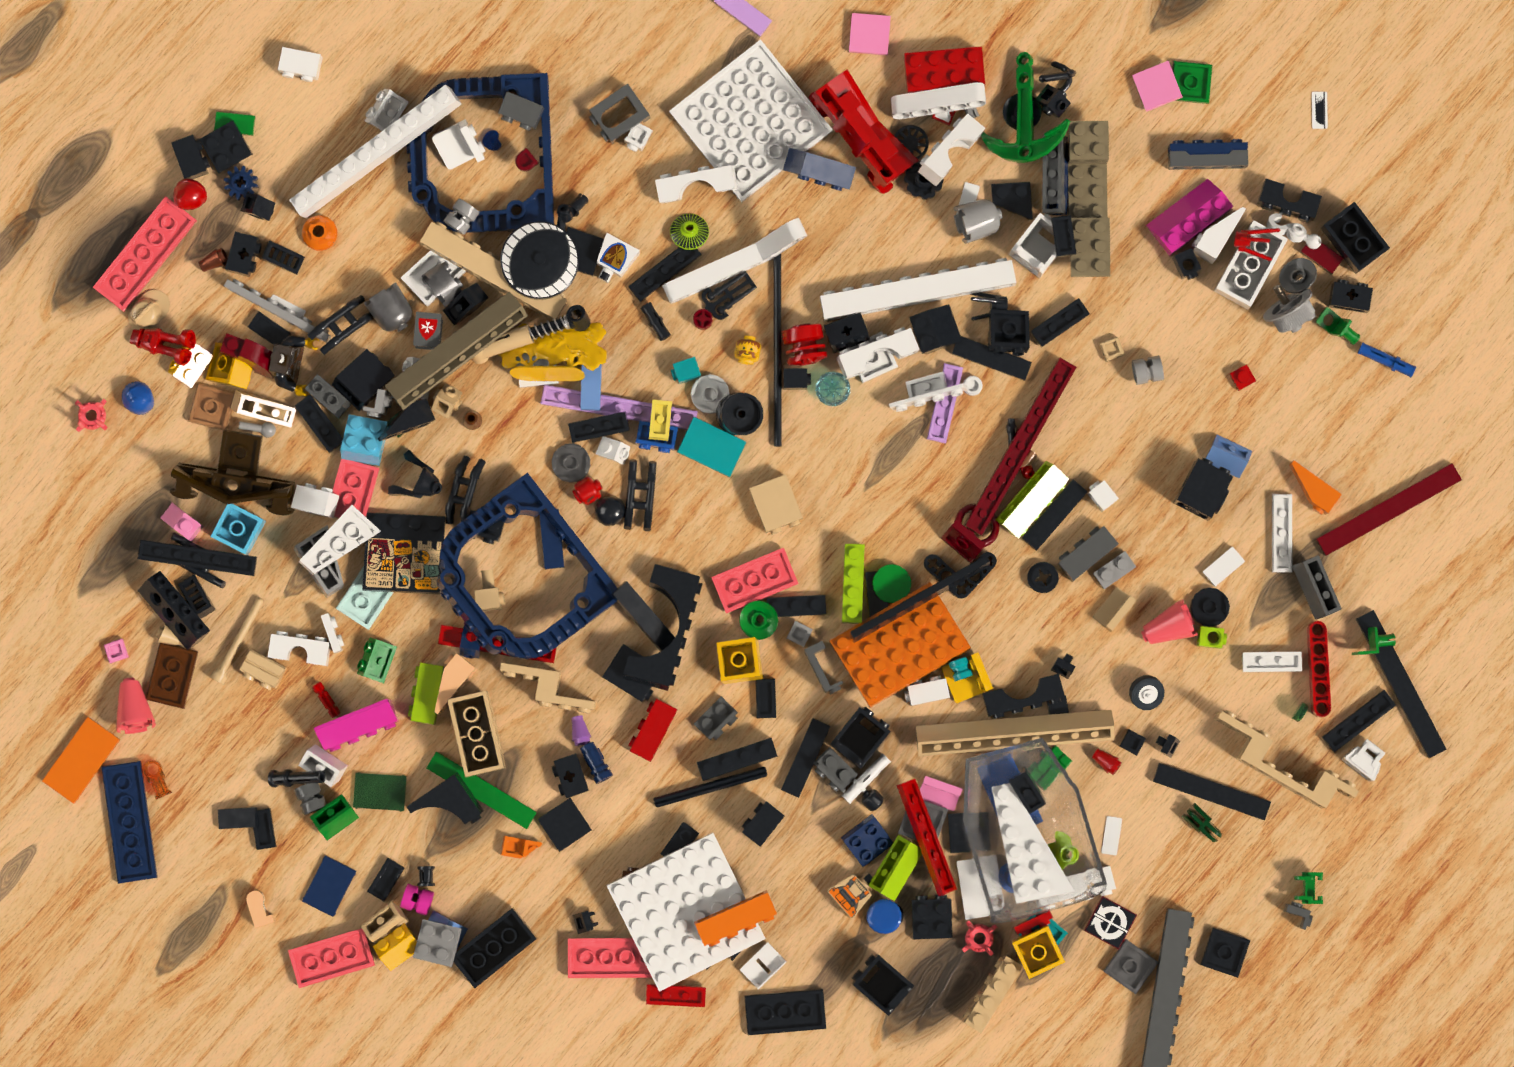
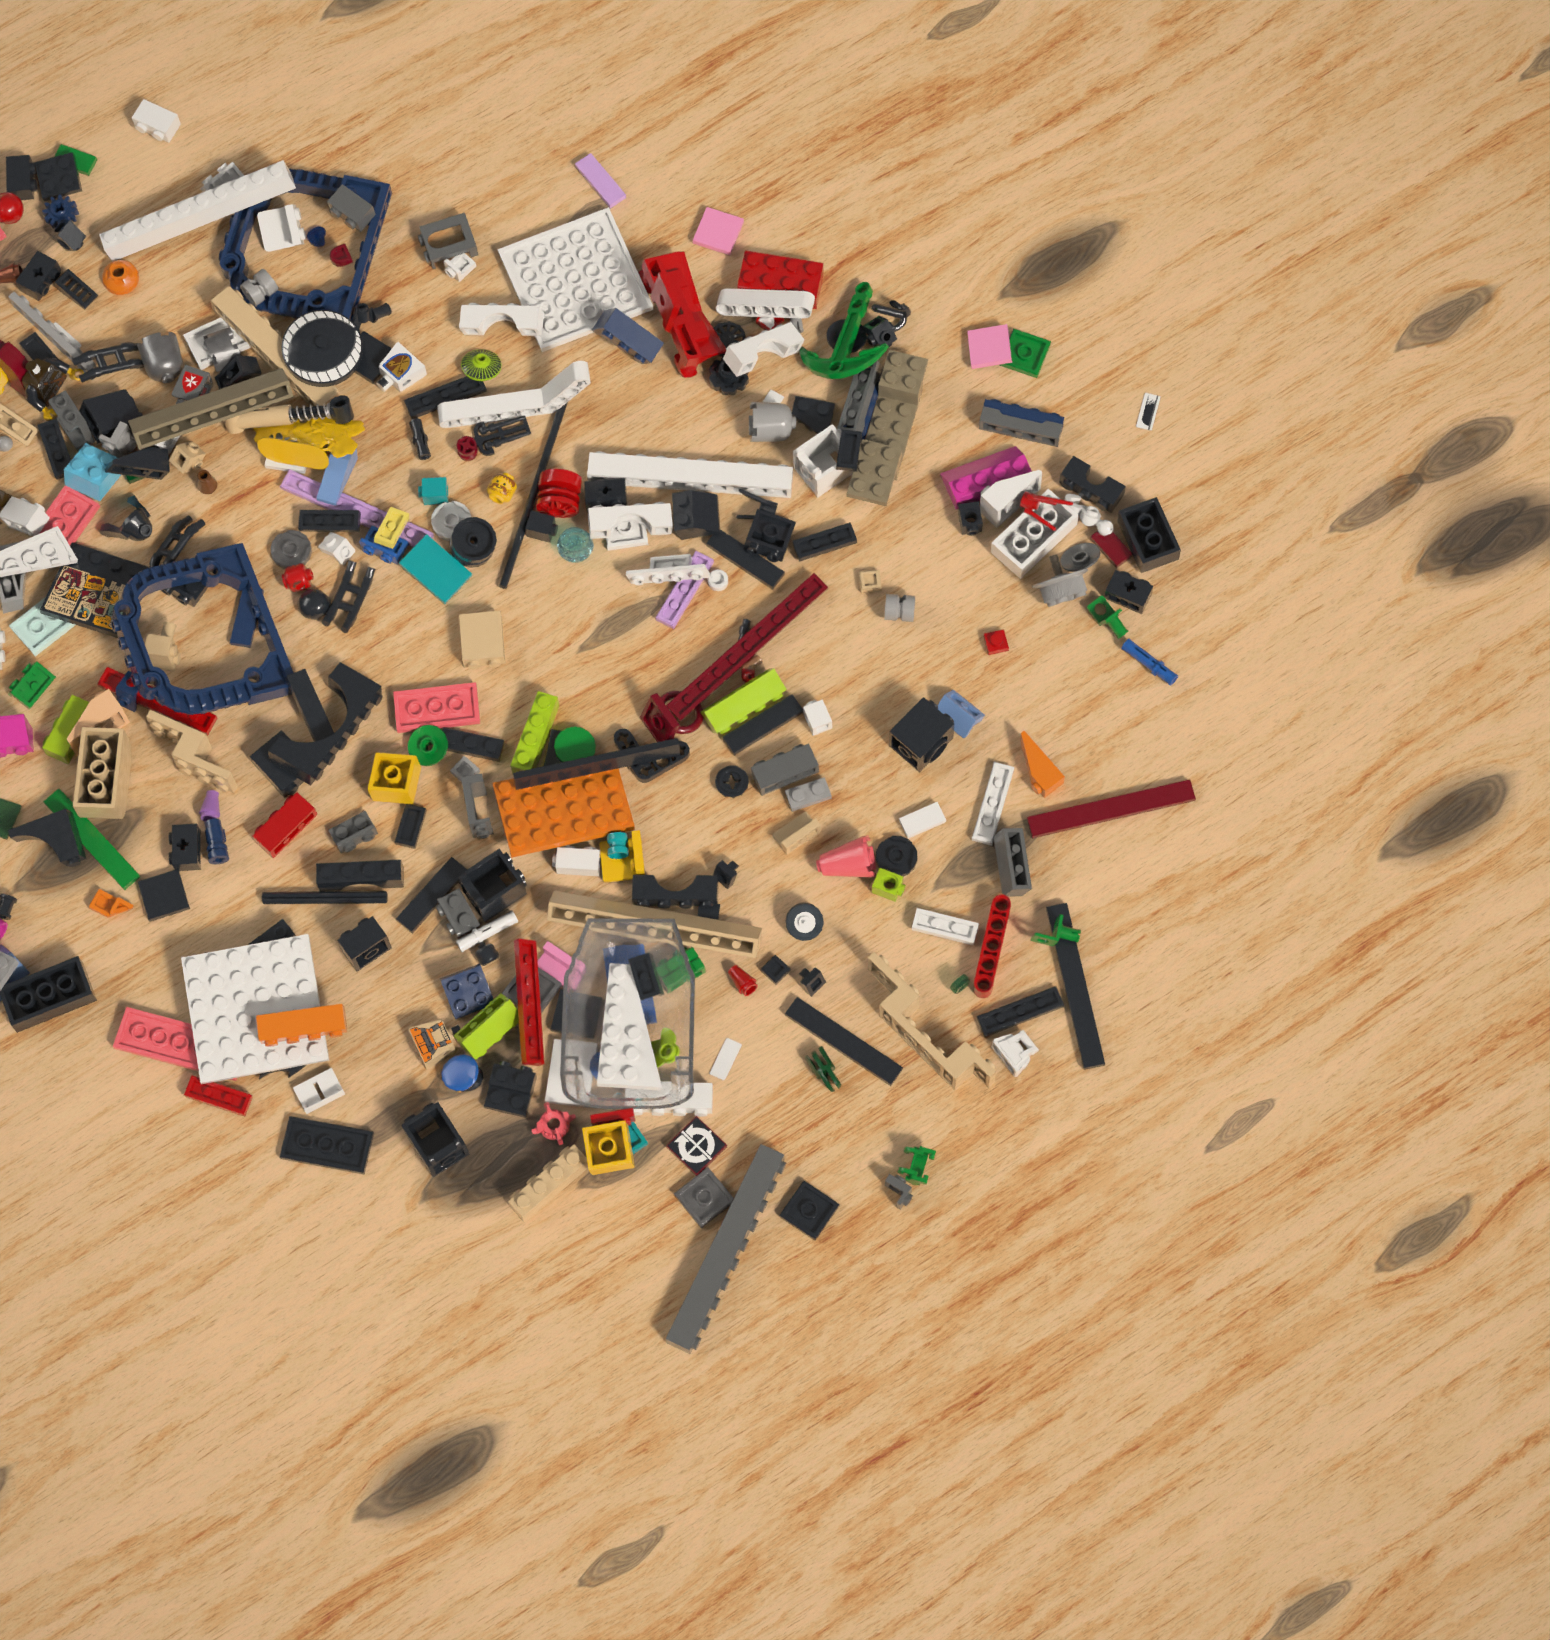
camera: 20 degrees right, 15 degrees down
(583, 921) = (148, 995): black tile -> none

